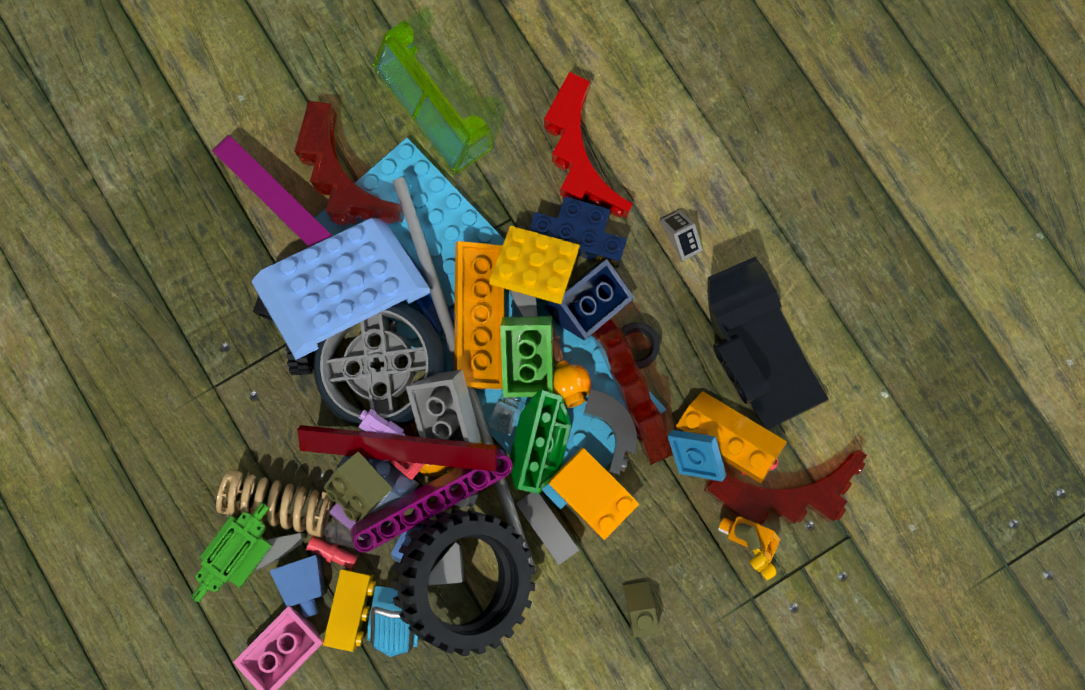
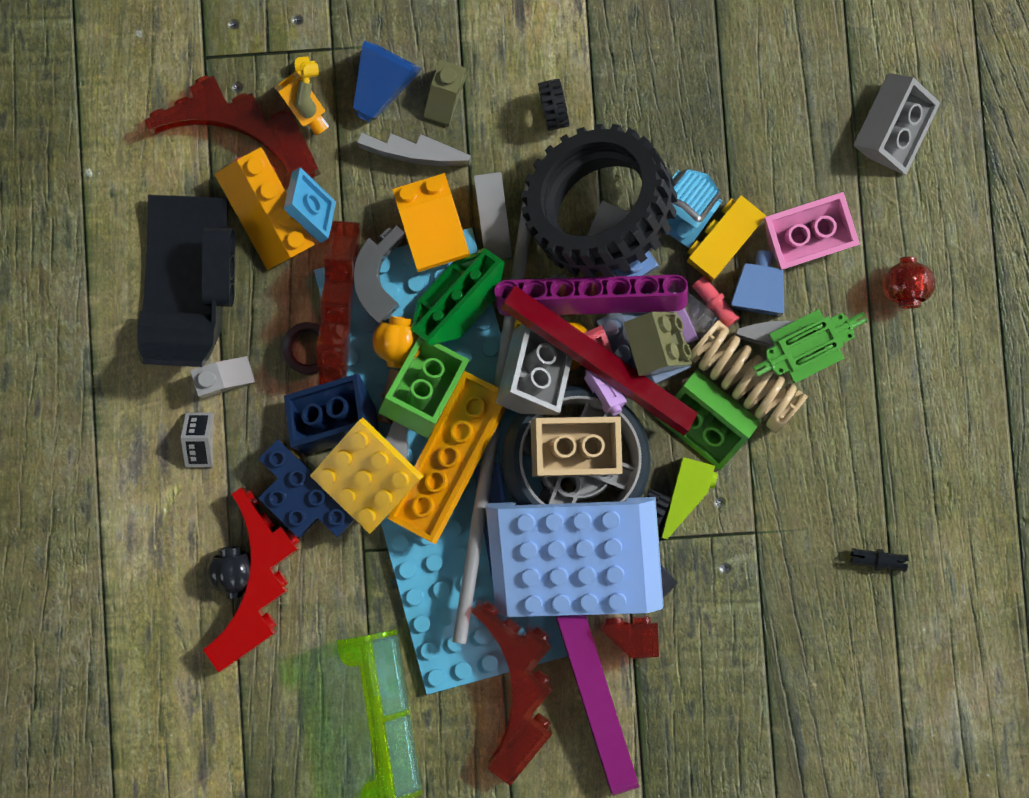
camera: 145 degrees left, 5 degrees up
(103, 414) = (879, 559): none -> black pin
(177, 651) = (909, 283): none -> clear red plant
(265, 250) = (635, 638): none -> clear red slope
(278, 456) = (720, 421): none -> bright green slope
(280, 388) = (689, 489): none -> lime slope
(378, 366) = (576, 446): none -> tan brick
(506, 414) = (475, 344): clear bracket -> none
(546, 646) = (553, 104): none -> black tyre
(603, 149) = (229, 571): none -> black plant
(630, 551) = (424, 152): none -> light grey slope
(688, 290) = (222, 376): none -> light grey slope
(698, 592) = (380, 80): none -> blue slope

